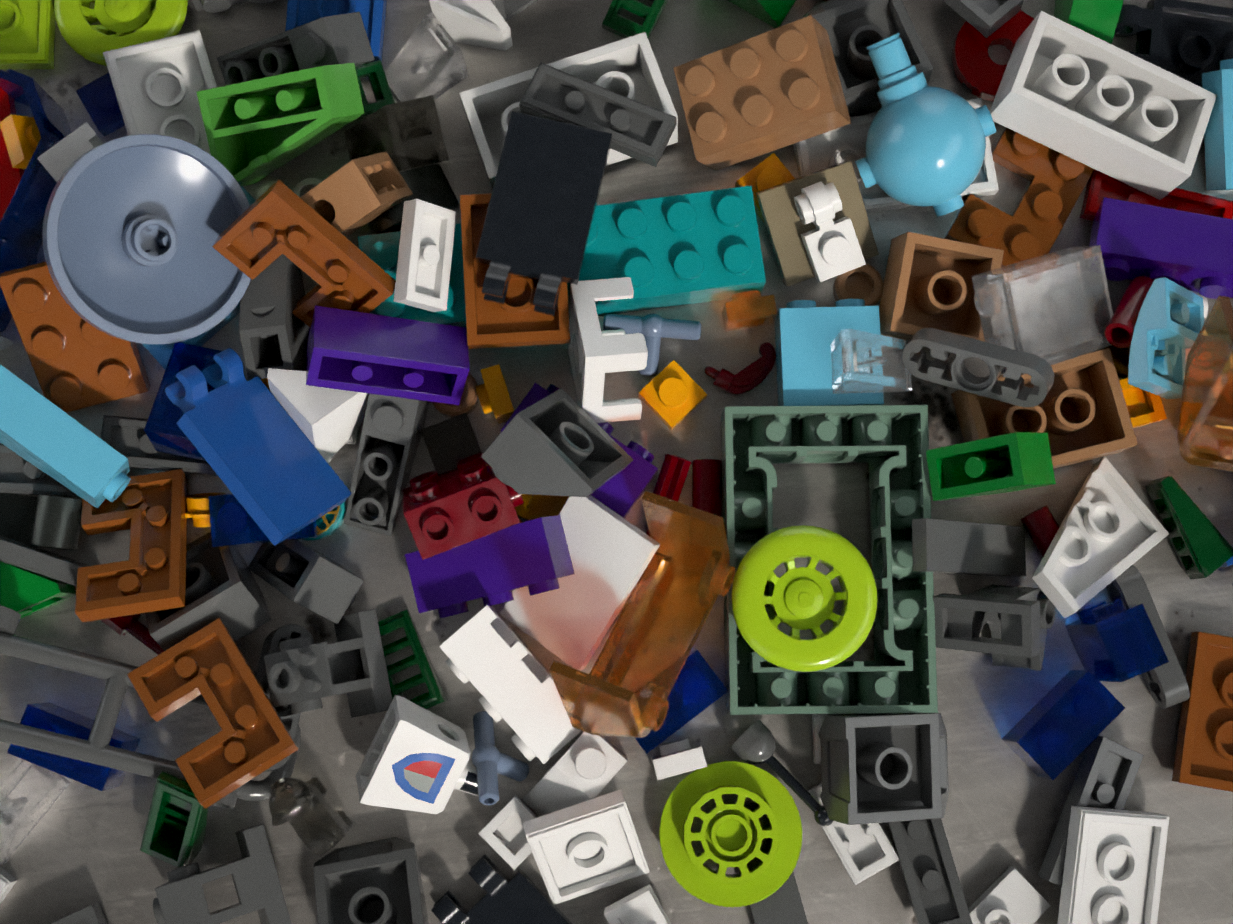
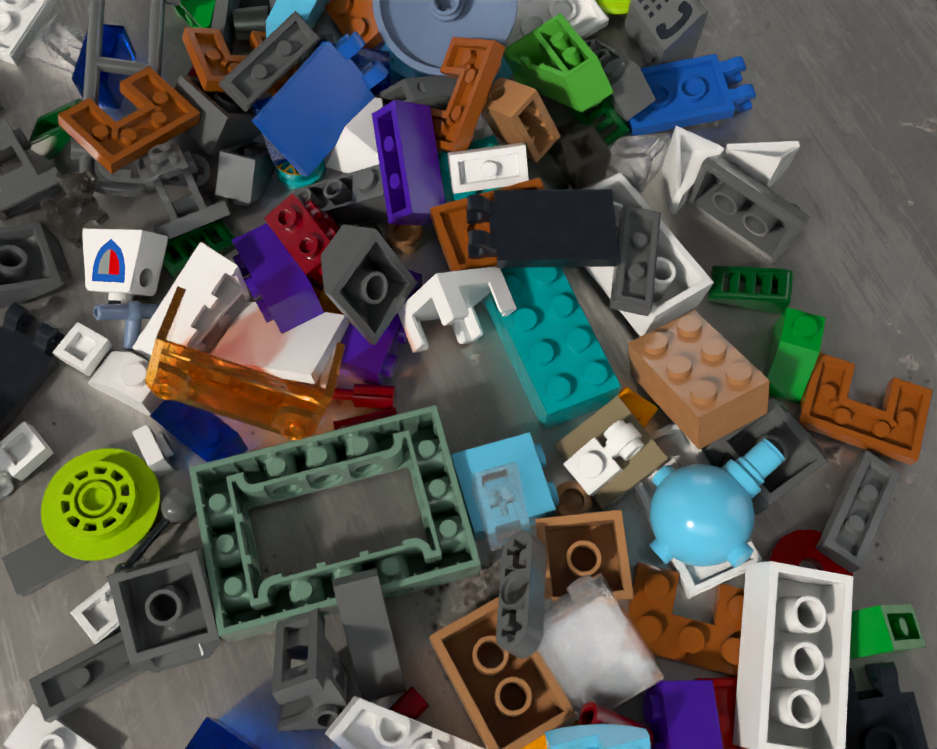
camera: 75 degrees right, 15 degrees down
(162, 505) = (269, 61): none -> dark grey tile
(494, 394) = (413, 254): light orange plate -> none
(586, 847) = (74, 396): white tile -> none
(653, 328) = (489, 355): sand blue piece -> none
(672, 395) = (443, 382): light orange plate -> none
(748, 377) = (468, 431): dark red piece -> none
(749, 311) = (524, 416): clear orange plate -> none
(804, 598) = (291, 497): lime wheel -> none
(991, 466) = (439, 626): green slope -> none

